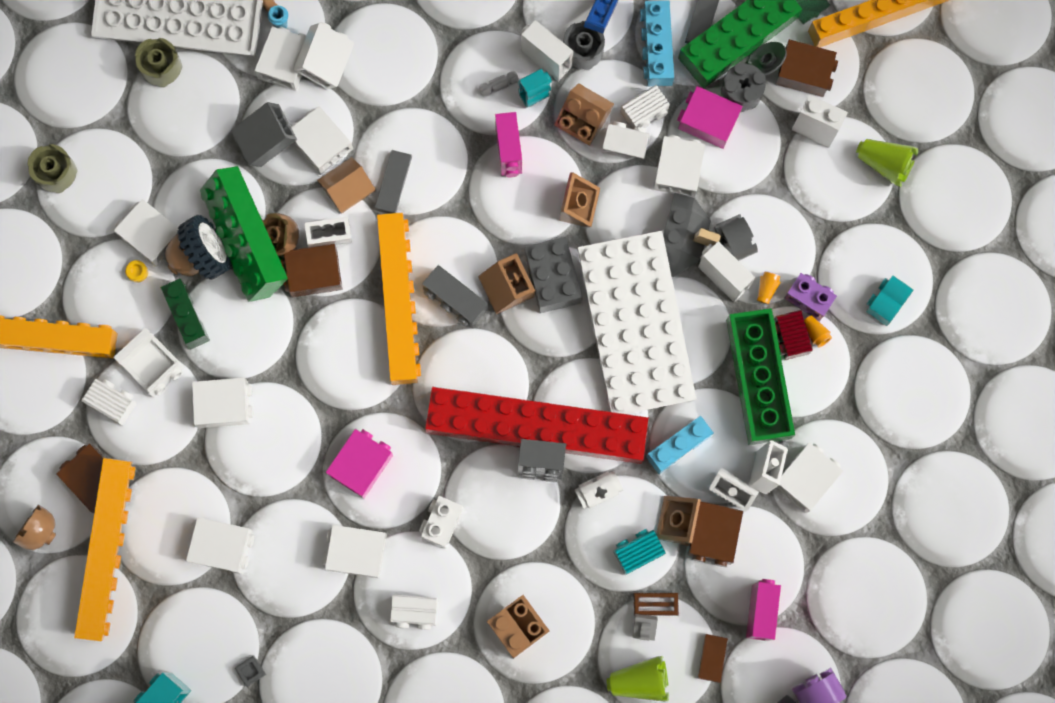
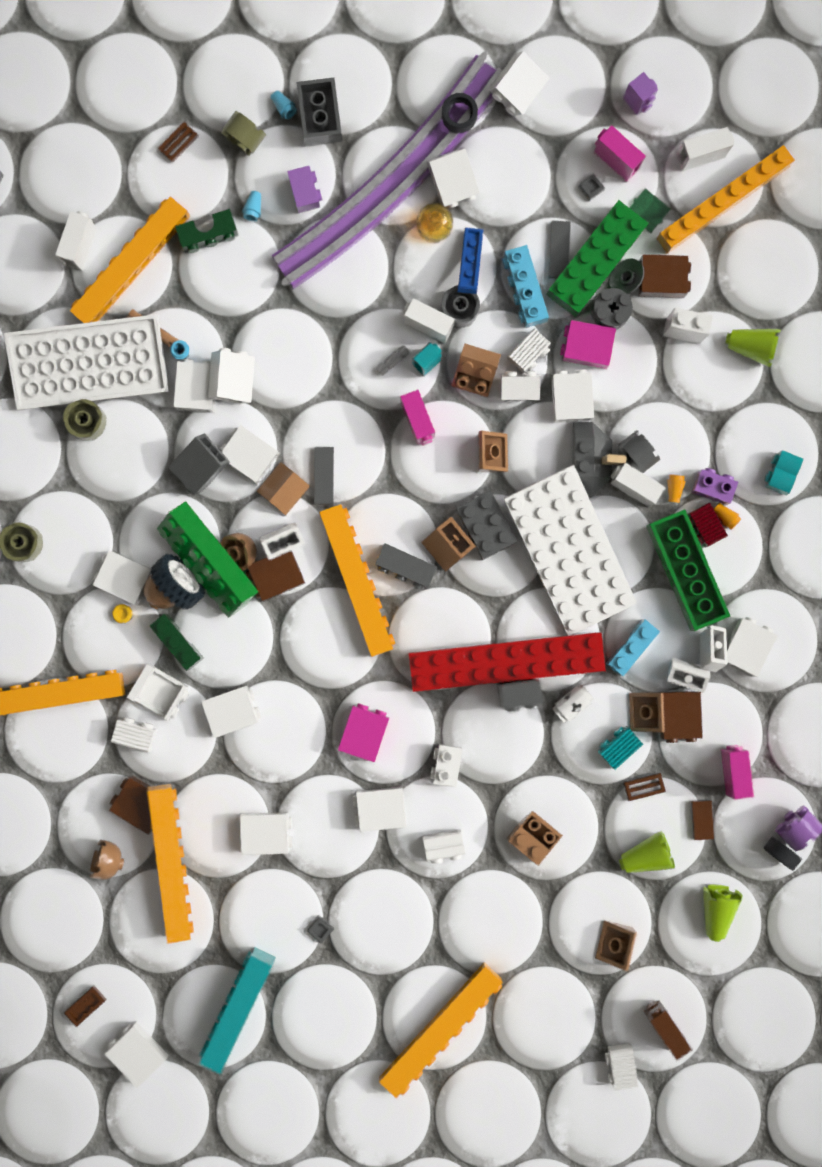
camera: 15 degrees left, 10 degrees up
(645, 627) = (640, 809): light grey tile -> none

